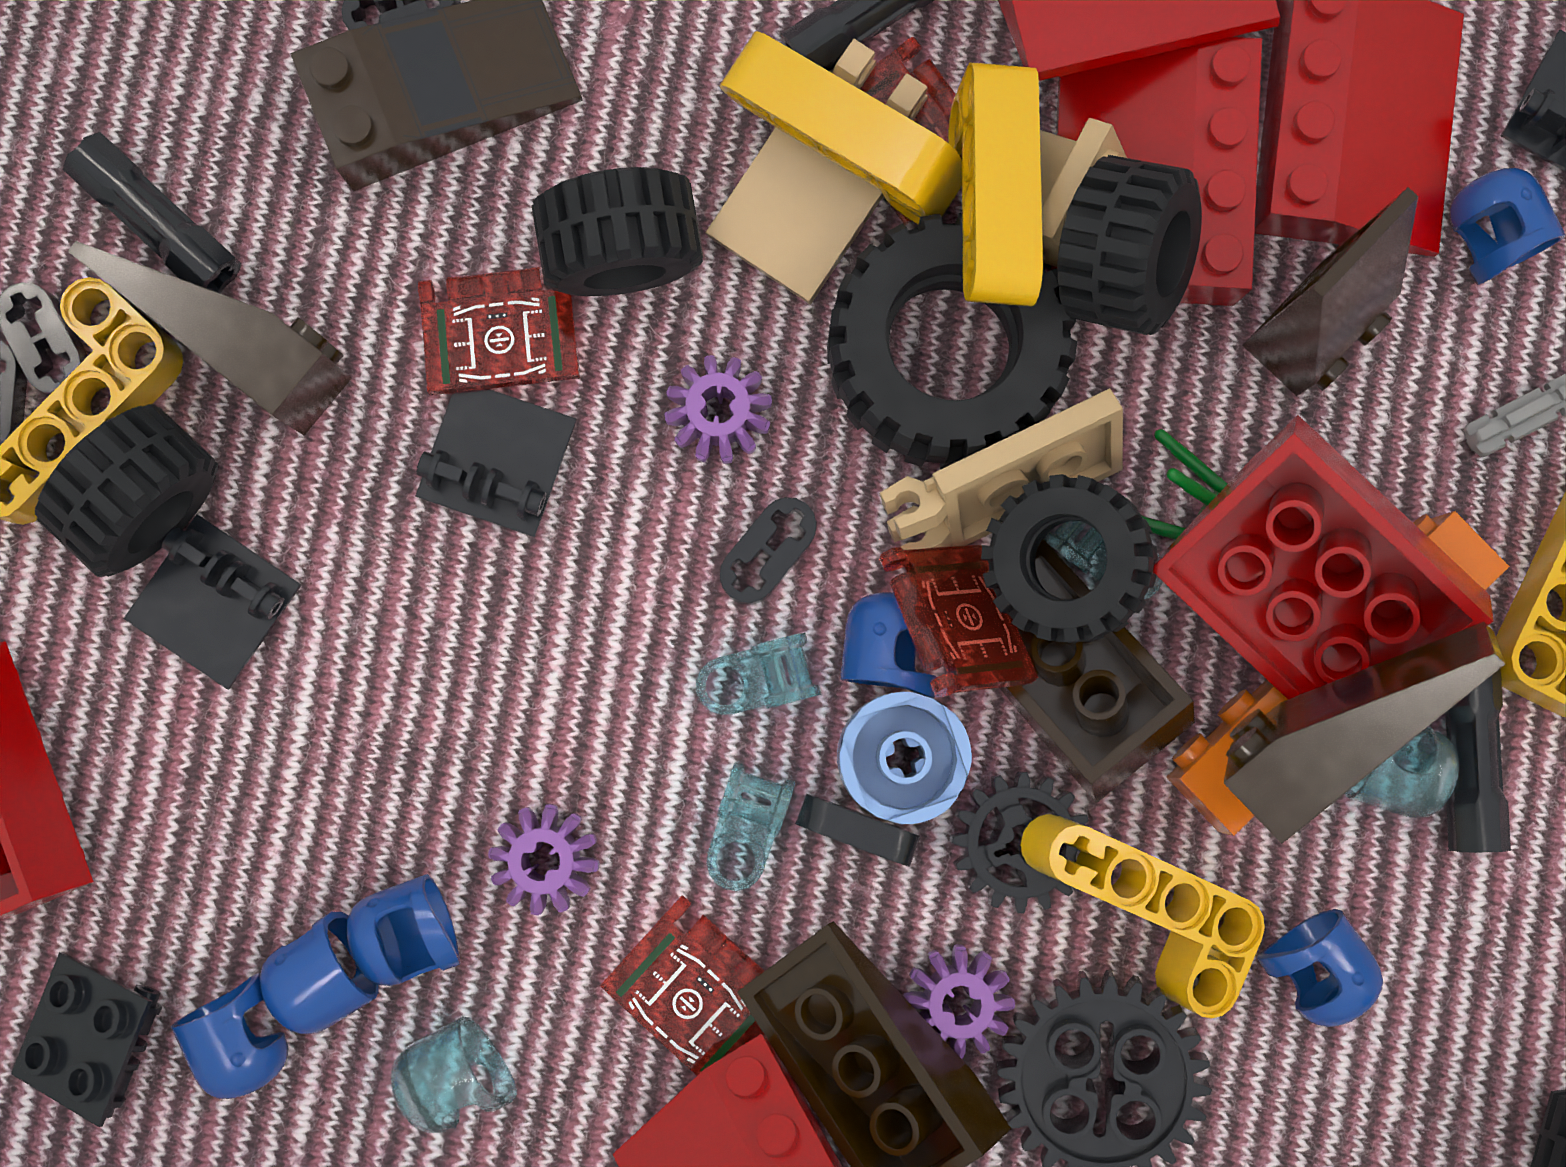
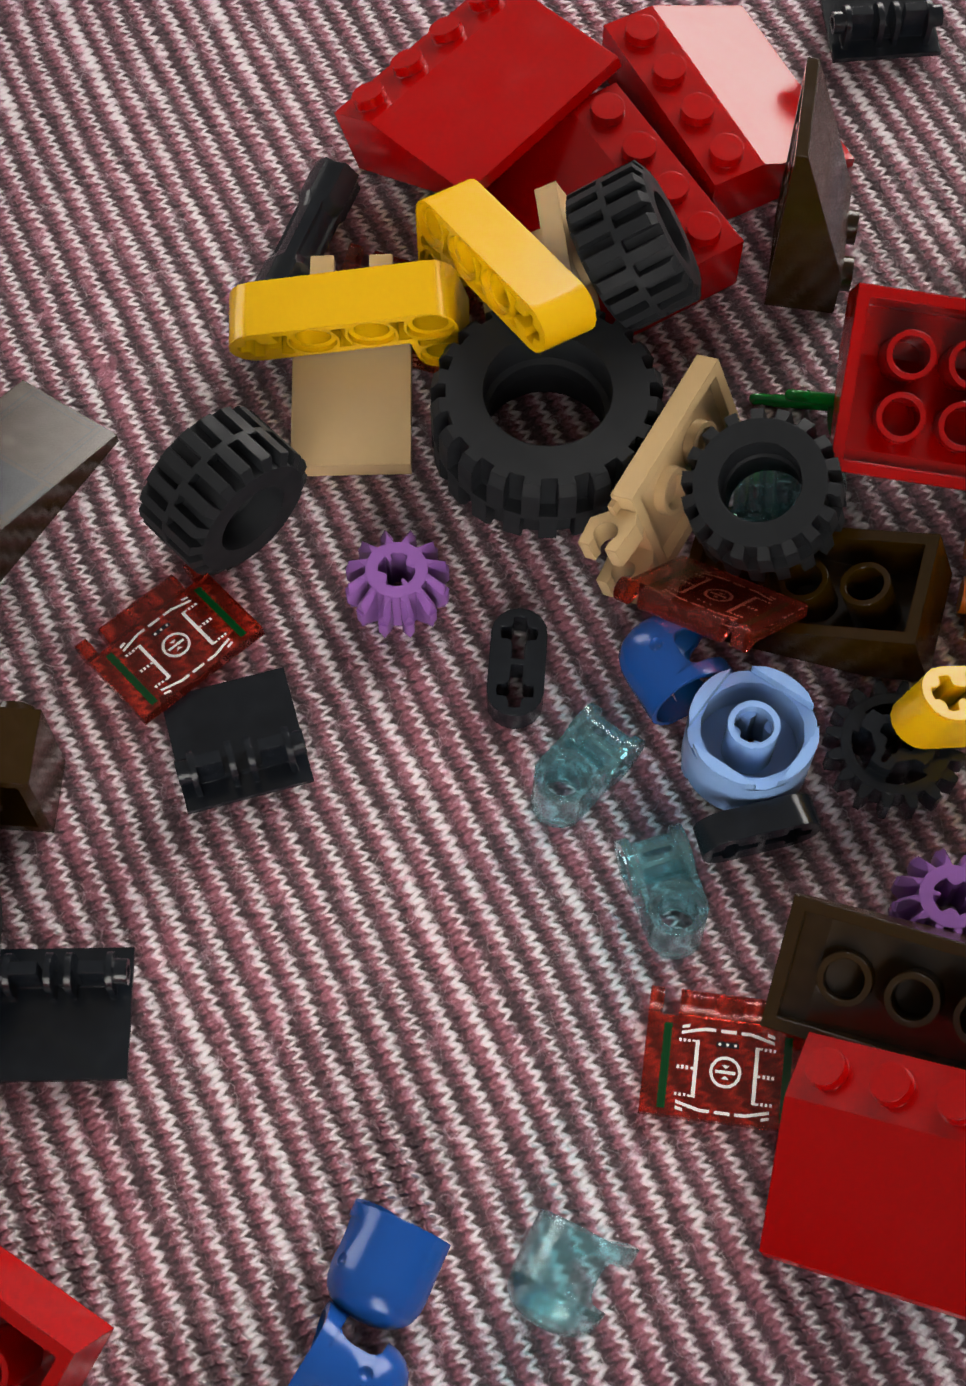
camera: 30 degrees left, 20 degrees down
(402, 932) = (436, 1169): blue helmet -> none
(532, 840) = (524, 1005): medium lavender gear -> none
(1519, 217) = (887, 97): blue helmet -> none

